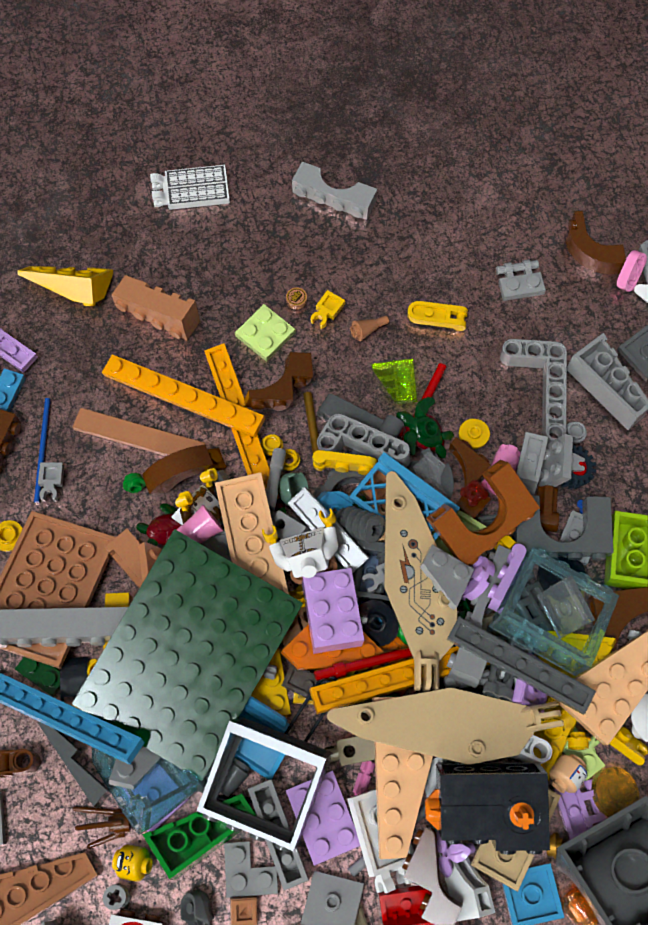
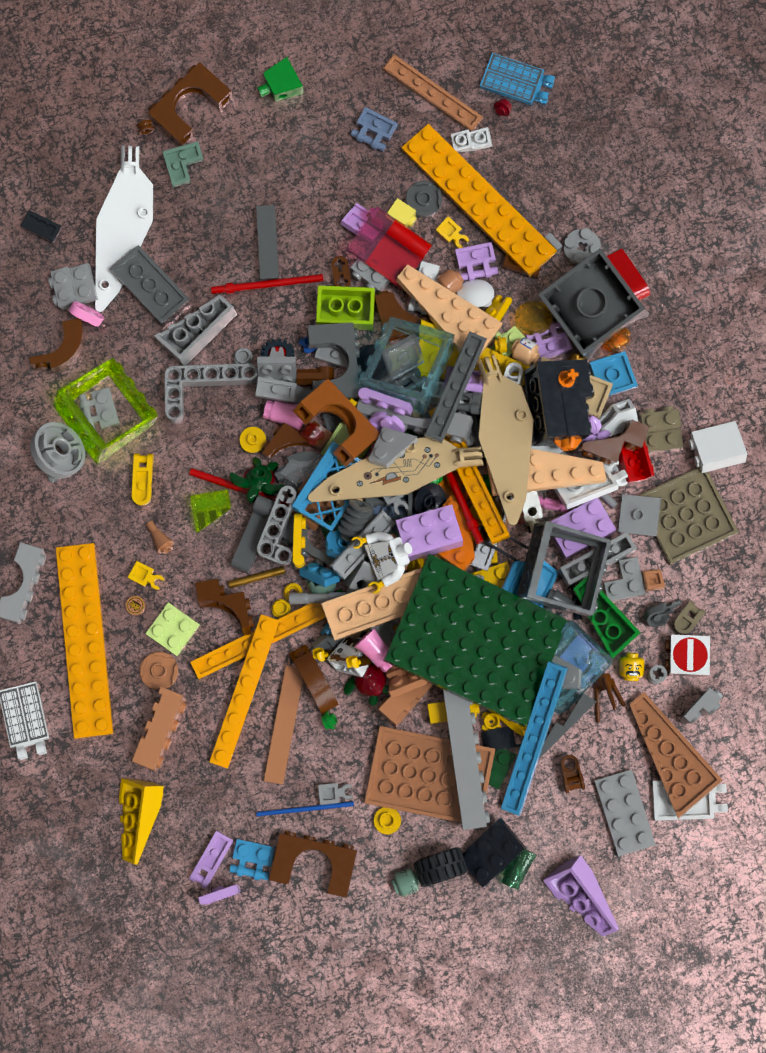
camera: 100 degrees left, 10 degrees up
(221, 316) = (159, 670): none -> nougat tile
(266, 247) = (84, 641): none -> light orange plate
(306, 478) = (319, 574): none -> dark azure plate
(457, 231) = (49, 459): none -> light grey piece
(541, 249) = (77, 421): none -> clear neon green windscreen

